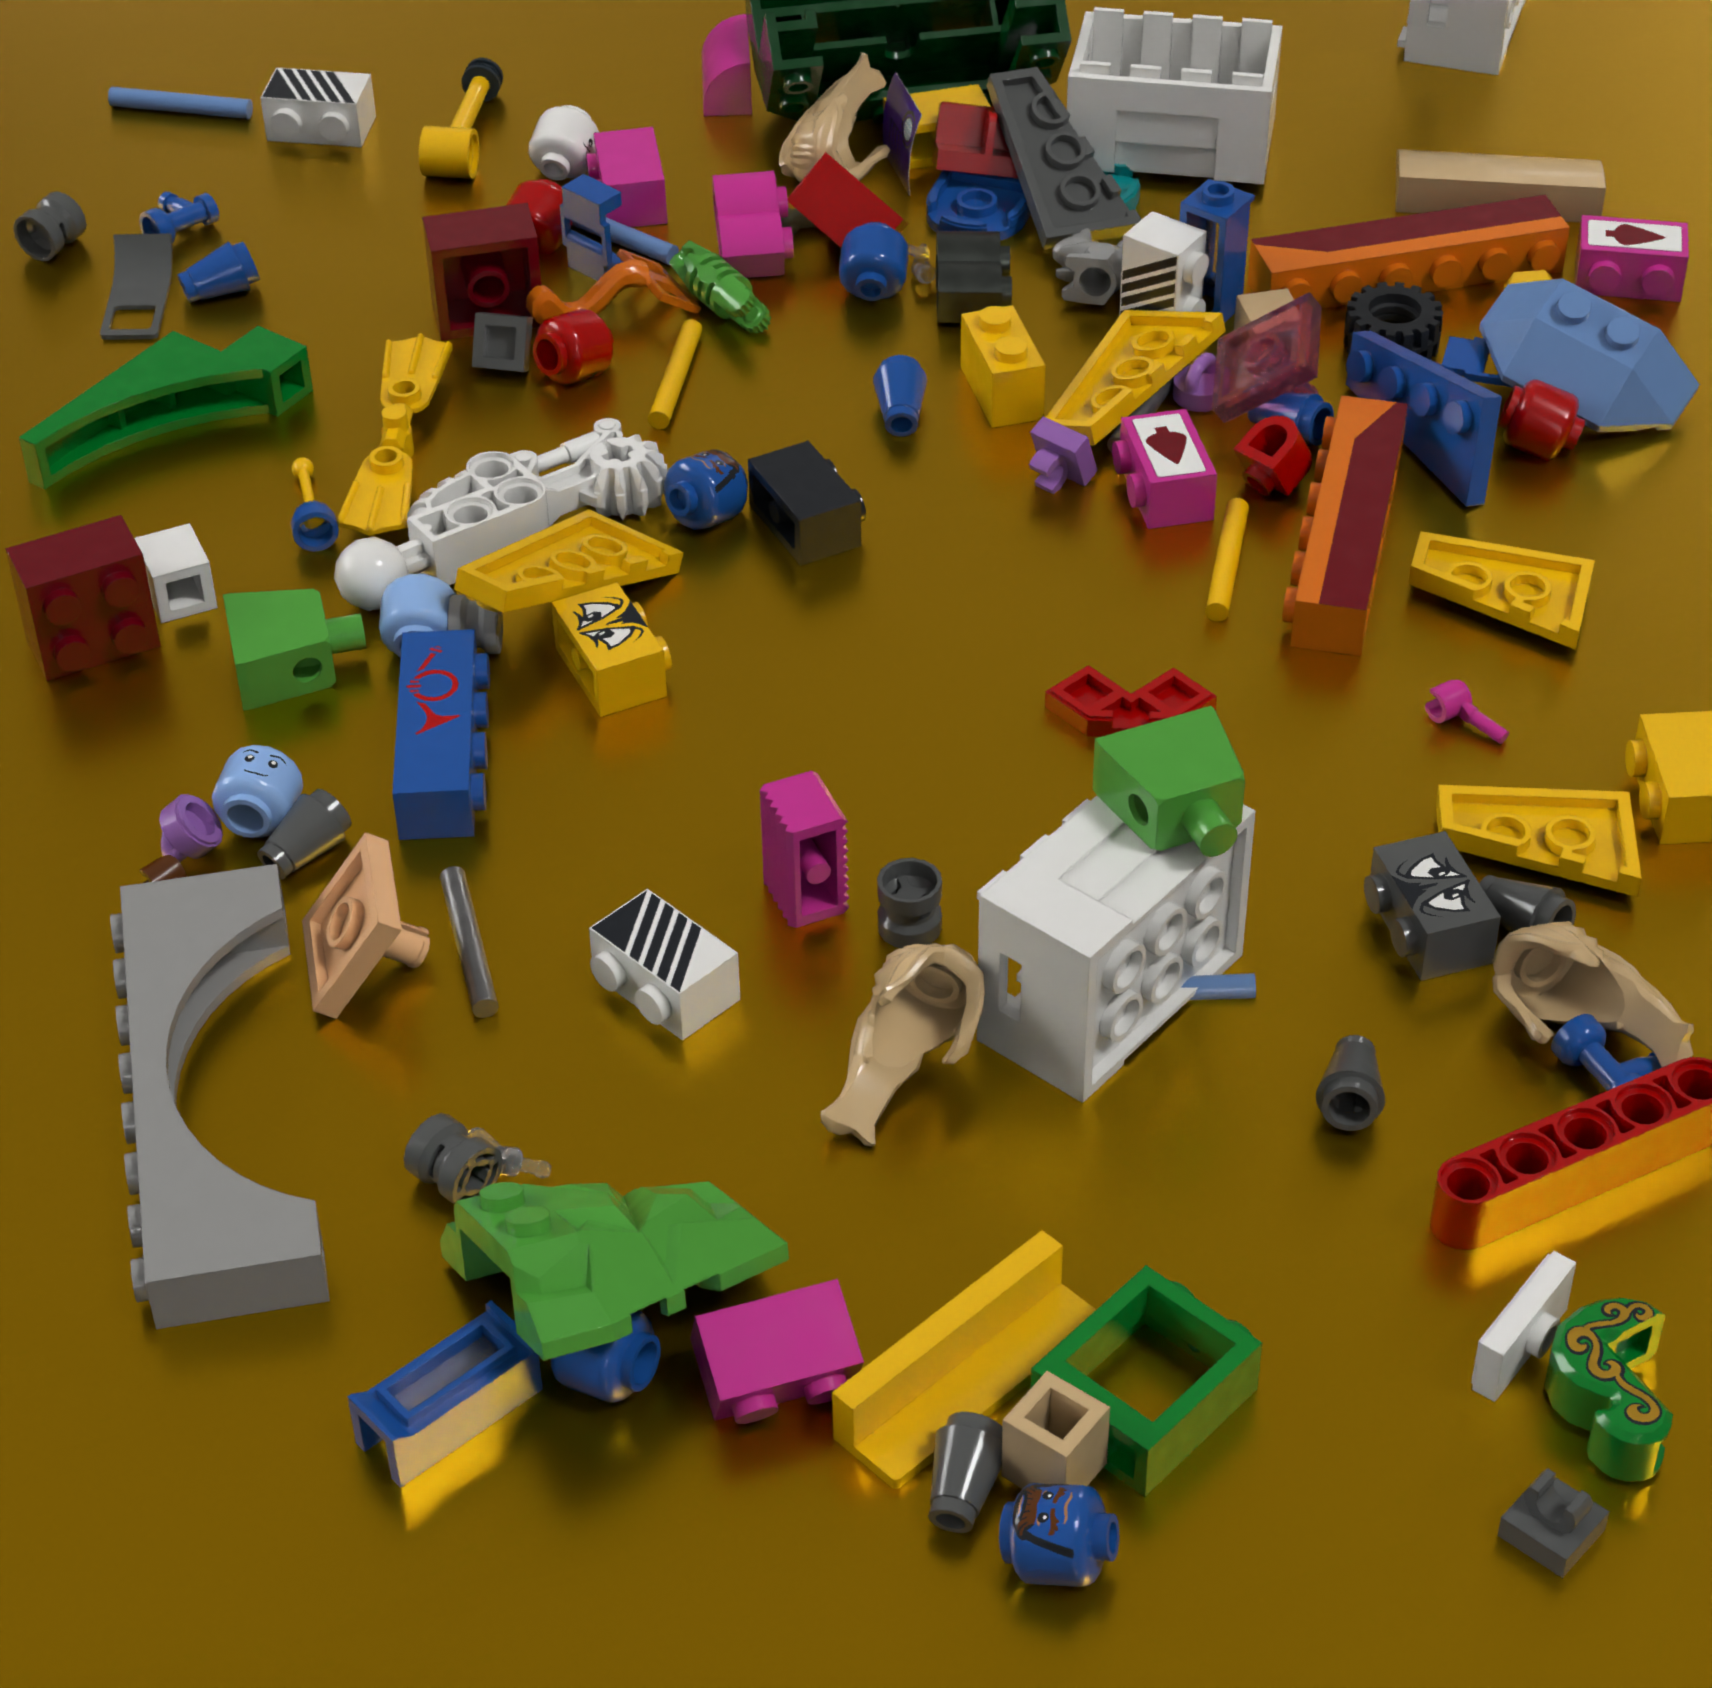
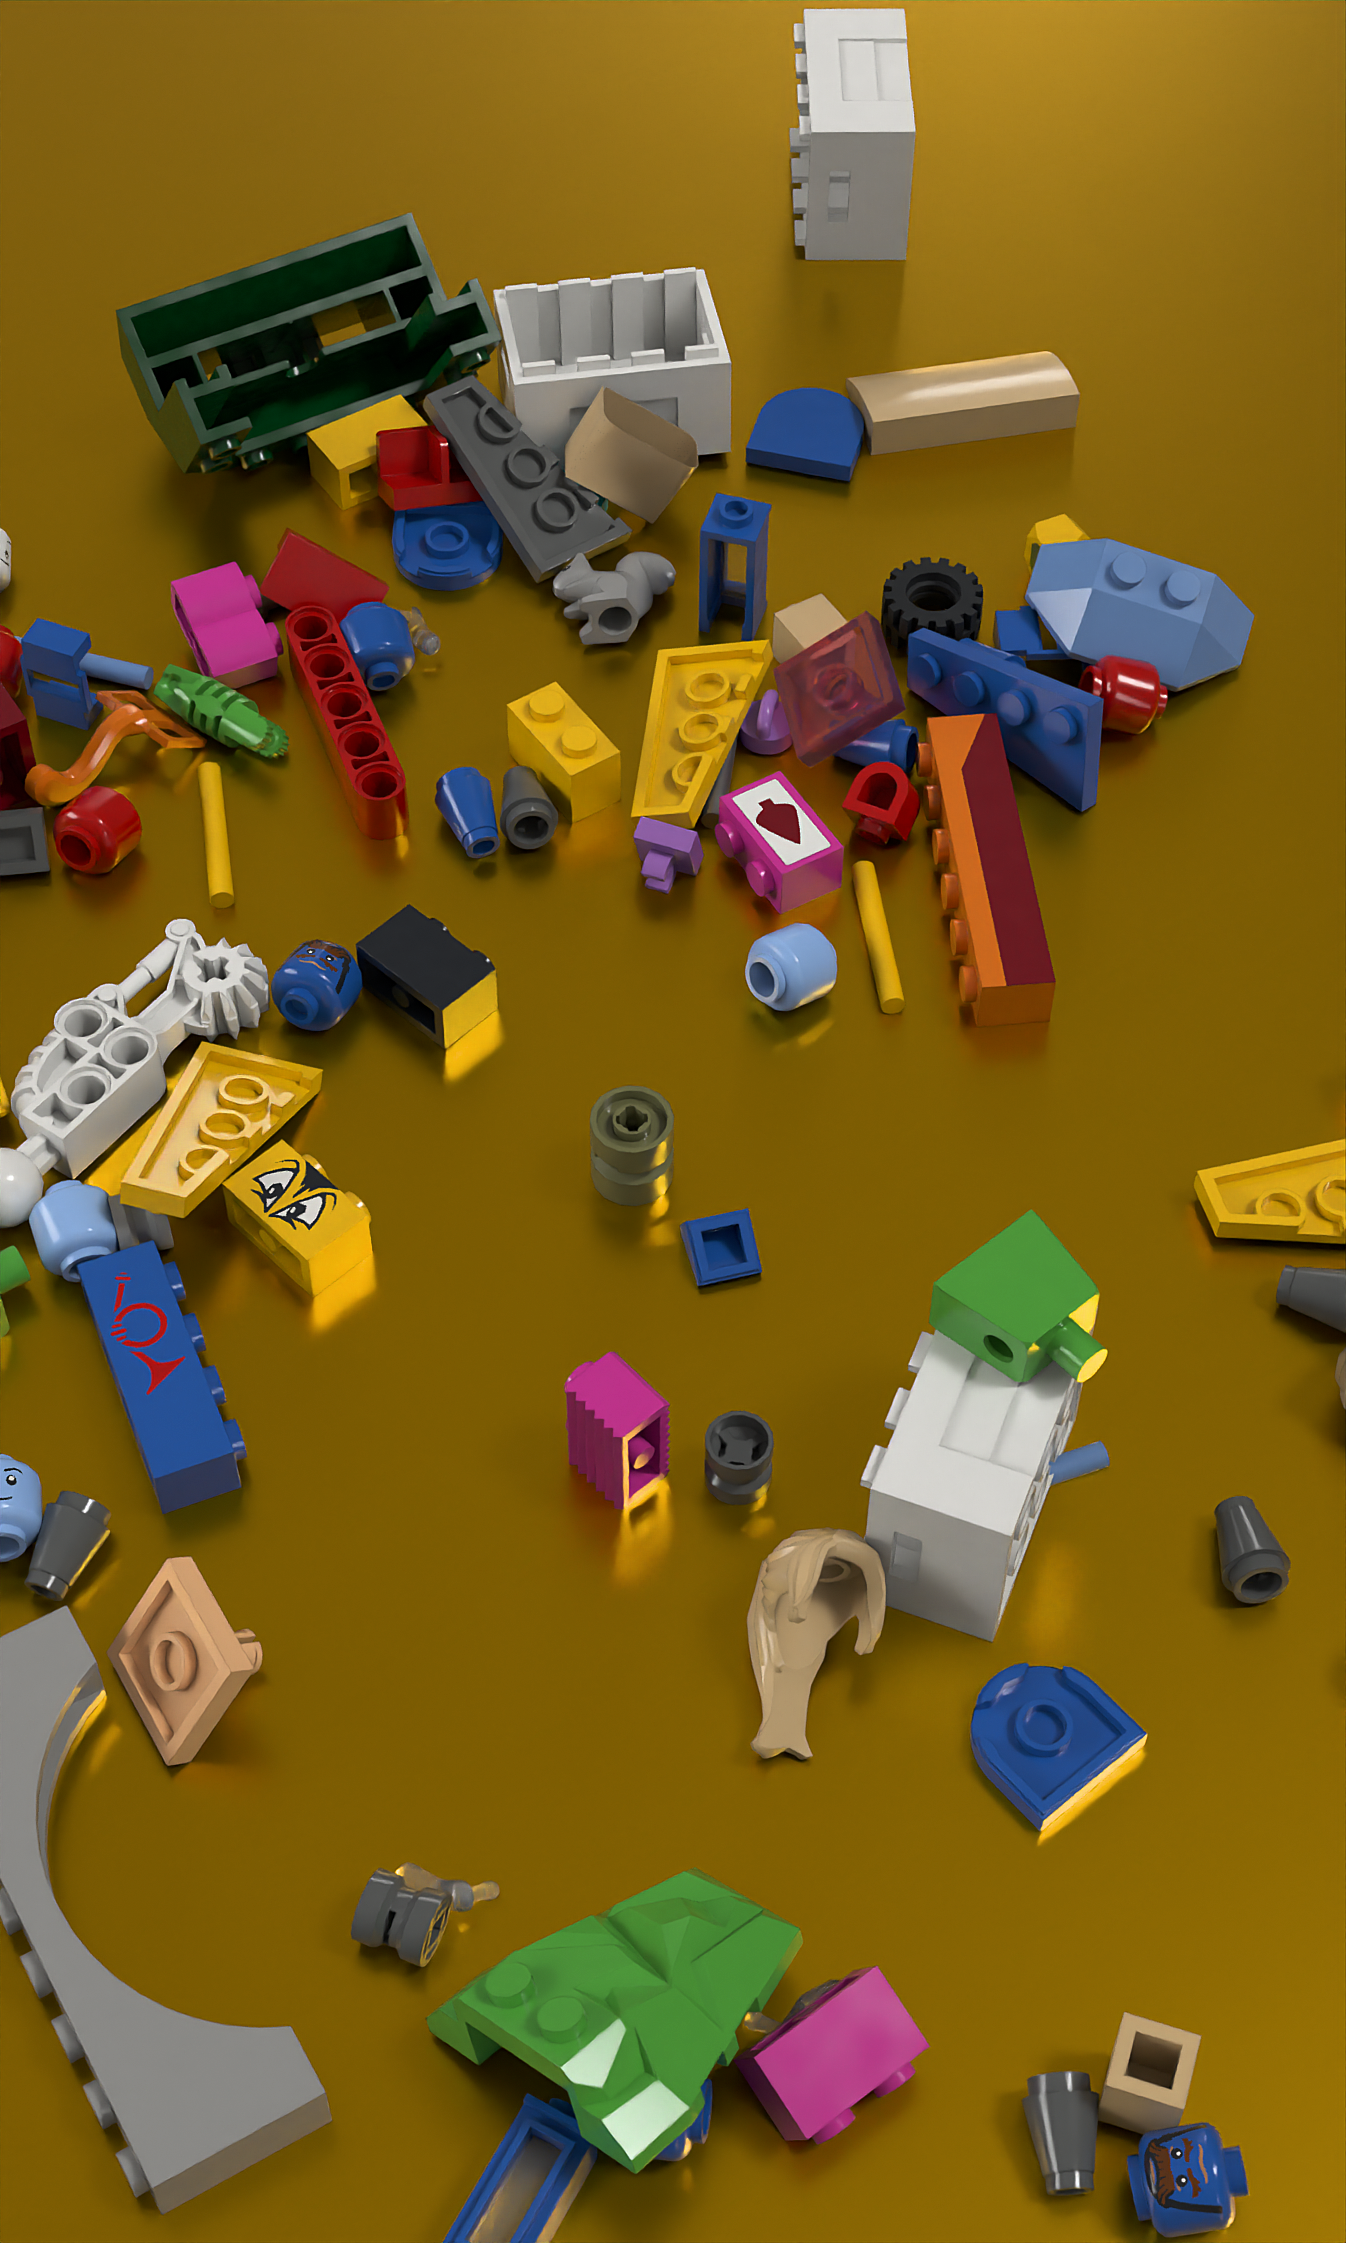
camera: 20 degrees left, 10 degrees up
(469, 942) = (296, 1628): flat silver bar -> none
(631, 165) = (64, 584): dark pink brick -> none
(664, 964) = (519, 1605): white brick -> none
(727, 69) = (113, 420): dark pink brick -> none
(823, 313) = (347, 723): none -> red beam
(830, 123) = (254, 497): tan hair -> none
(899, 128) = (341, 471): sticker -> none
(922, 655) = (632, 1145): none -> olive wheel
(950, 403) = (526, 810): none -> dark grey cone
(957, 1360) = (1012, 2005): yellow panel -> none
(971, 273) = (483, 641): pearl dark grey brick -> none
(973, 752) = (721, 1247): none -> blue slope
(1099, 1182) = (1049, 1737): none -> blue tile
(1103, 708) = (831, 1157): red tile -> none
(1132, 559) = (791, 967): none -> light blue head
(1145, 1450) = (1244, 1900): green window -> none
(1158, 157) = (629, 455): none -> tan piece
(1163, 266) = (692, 599): white brick -> none
(1341, 183) = (808, 433): none -> blue tile
(1419, 249) = (915, 514): orange brick -> none
(1432, 906) = (1245, 1317): dark grey brick -> none
(1456, 700) = (1167, 1057): dark pink hand -> none
(1510, 583) = (1164, 902): yellow wing -> none
(1632, 257) = (1131, 472): dark pink brick -> none

